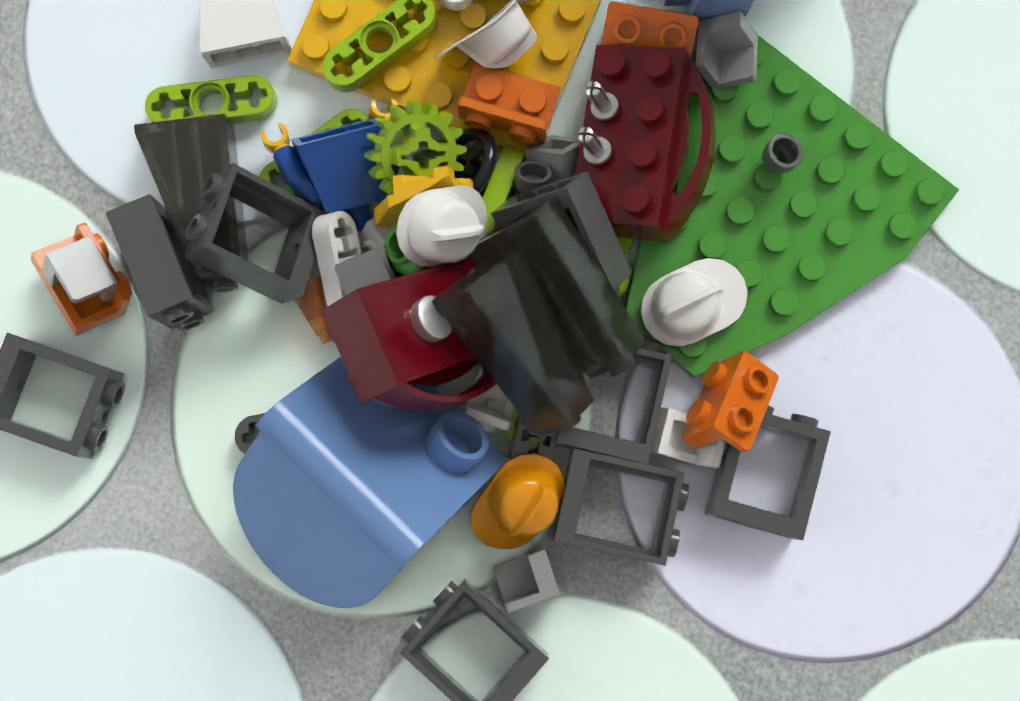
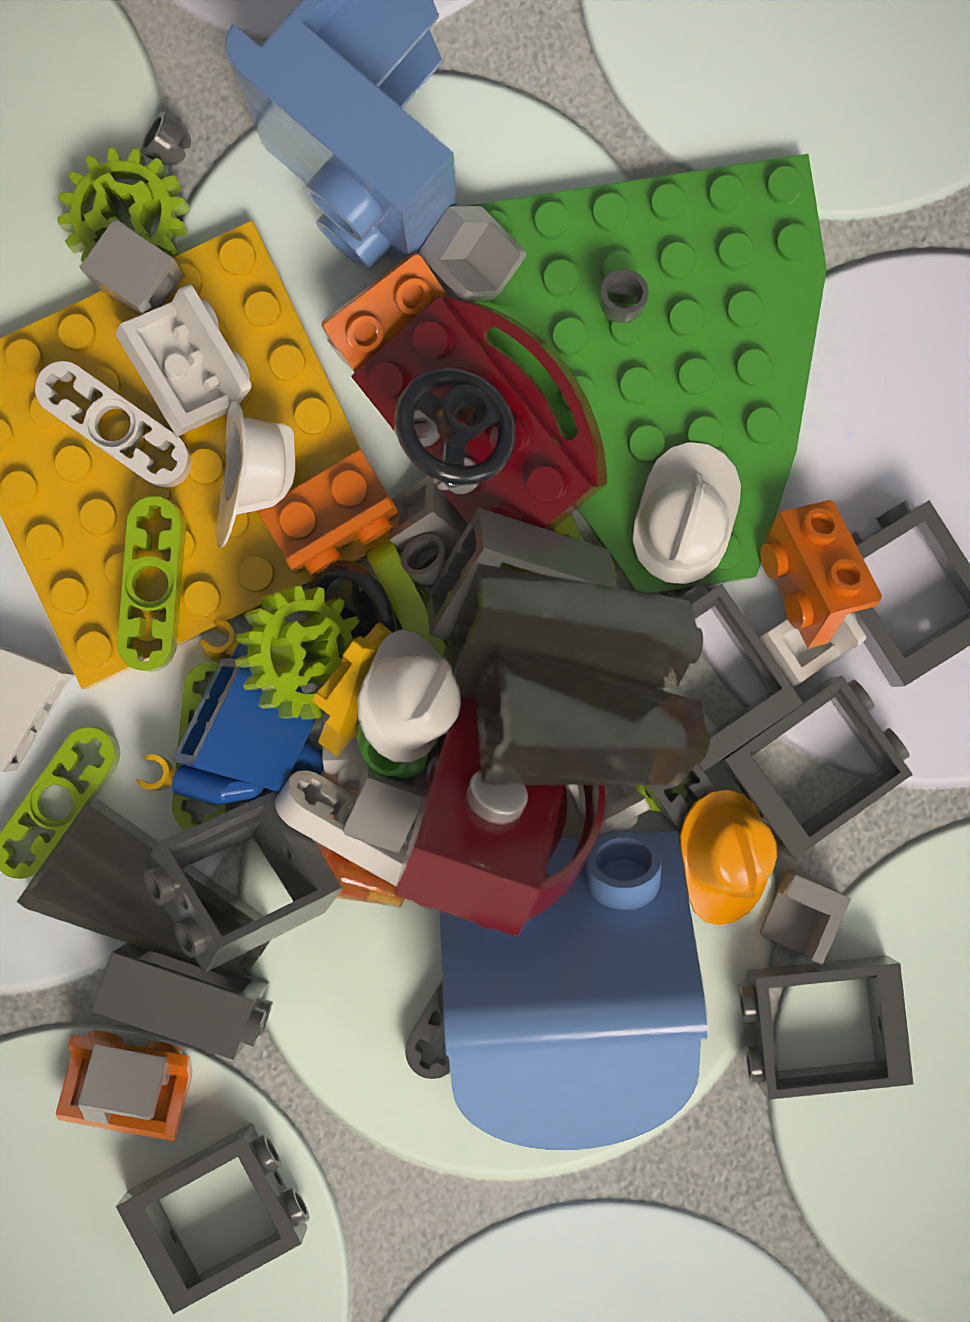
camera: 45 degrees left, 5 degrees up
(643, 109) = (473, 402): none -> black piece

